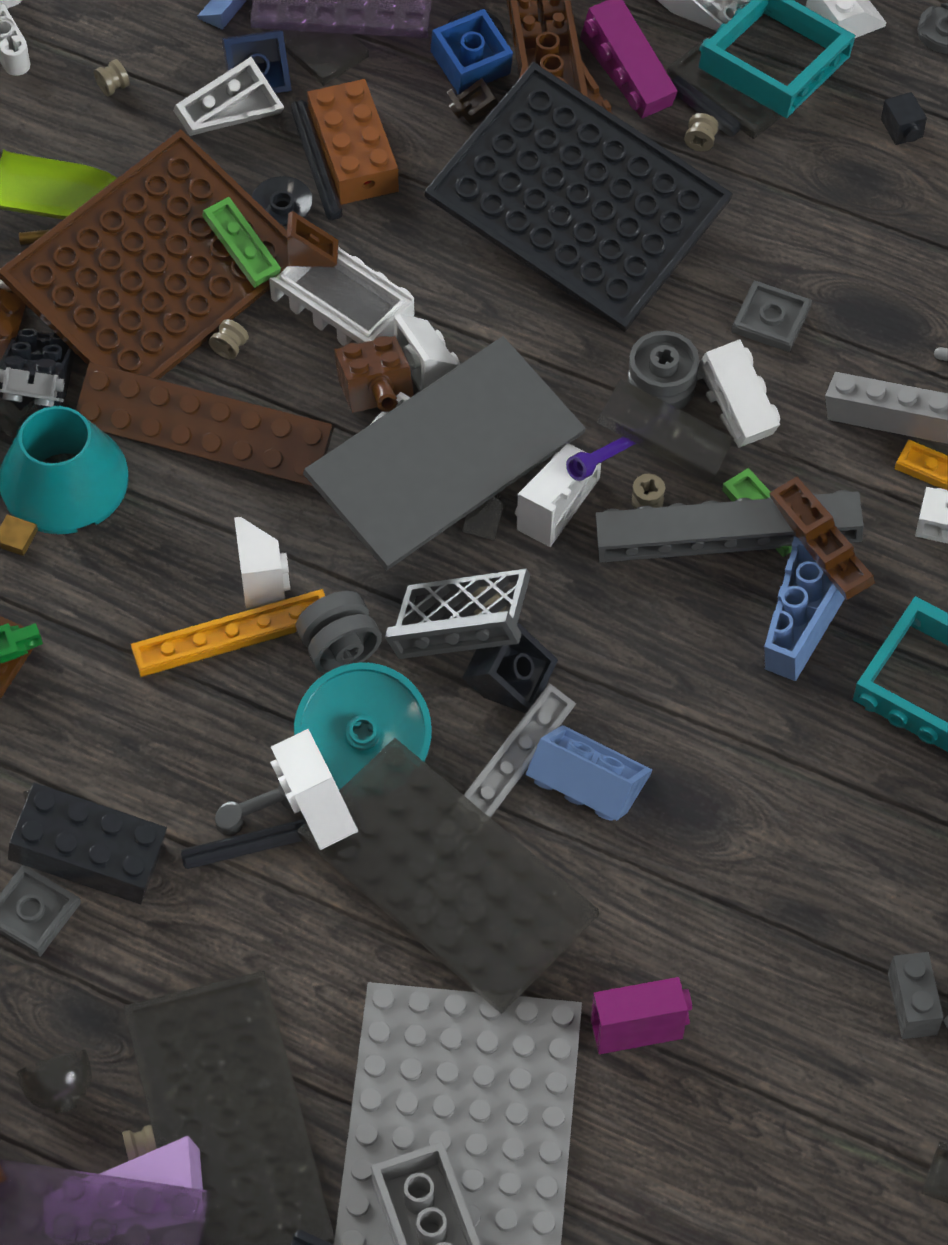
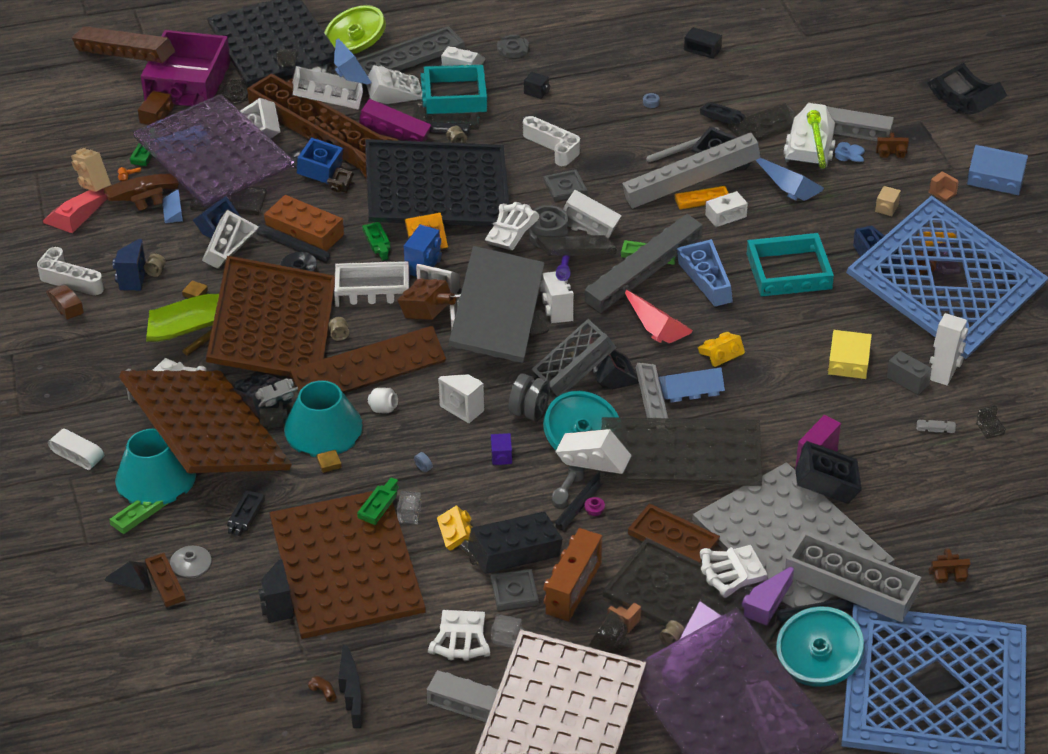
camera: 40 degrees left, 15 degrees down
(30, 682) = (409, 507): none -> clear brick
(56, 759) = (454, 527): none -> yellow bracket
(69, 60) = (130, 266): none -> dark blue slope
(104, 952) = (573, 574): none -> dark orange brick
(114, 1068) = (631, 616): none -> nougat panel
(117, 627) = (423, 462): none -> sand blue tile
(123, 151) = (194, 289): none -> pearl gold tile
(166, 492) = (383, 400): none -> white head
(221, 635) = (474, 435): light orange tile -> none
(231, 683) = (501, 449): none -> dark purple brick
(241, 242) = (305, 284): bright green plate -> none
(262, 873) = (594, 506): none -> magenta plate
(303, 1198) = (767, 596): none -> medium lavender slope
(308, 995) = (672, 532): none -> reddish brown plate
(309, 244) = (338, 267): reddish brown slope -> none
(336, 1123) = (742, 561): none -> white plate
(422, 233) = (377, 239): none -> green hinge
(449, 292) = (422, 248): none -> blue brick
(502, 261) = (431, 220): none -> light orange plate
(596, 1071) = (828, 473): none -> black slope
(609, 335) = (510, 229): none -> white plate
(652, 634) = (656, 321): none -> coral wedge
(656, 489) = (593, 273): dark tan wheel -> none
(695, 748) = (723, 348): none -> yellow bracket
(822, 538) = (695, 238): reddish brown slope -> none
(839, 247) = (561, 141): none -> white beam
(862, 1113) = (936, 426): none -> light grey axle
(863, 897) = (849, 354): none -> light yellow brick

